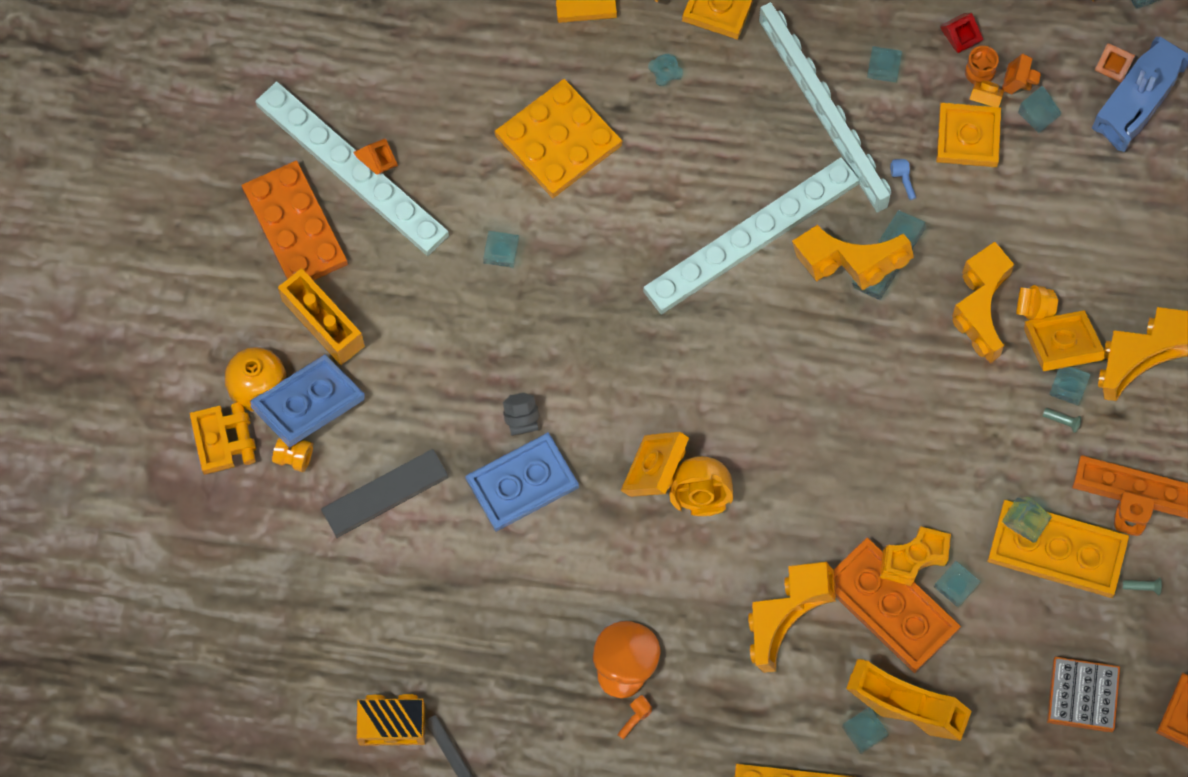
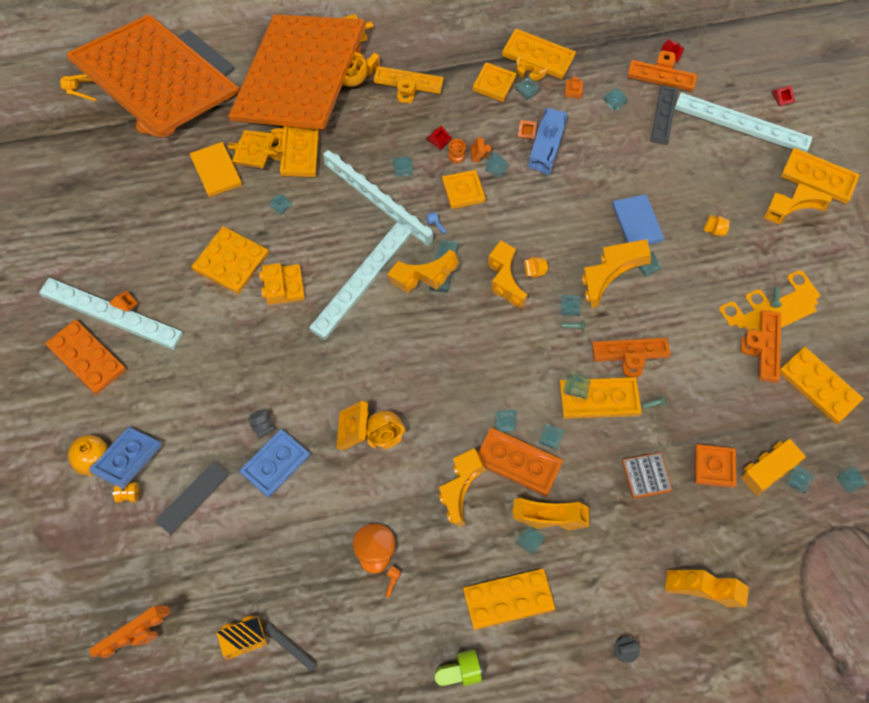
camera: 25 degrees left, 5 degrees down
(212, 438) = (72, 501): light orange plate -> none
(244, 660) = (134, 632): none -> orange plate
(321, 316) = (118, 404): light orange brick -> none
(501, 249) = (217, 332): clear light blue plate -> none
(625, 202) = (281, 283): none -> light orange plate
(894, 532) = (505, 420): none -> clear light blue slope
(903, 562) = (517, 434): light orange tile -> none
(987, 93) = (465, 164): light orange plate -> none
(1064, 340) = (558, 282): light orange plate -> none

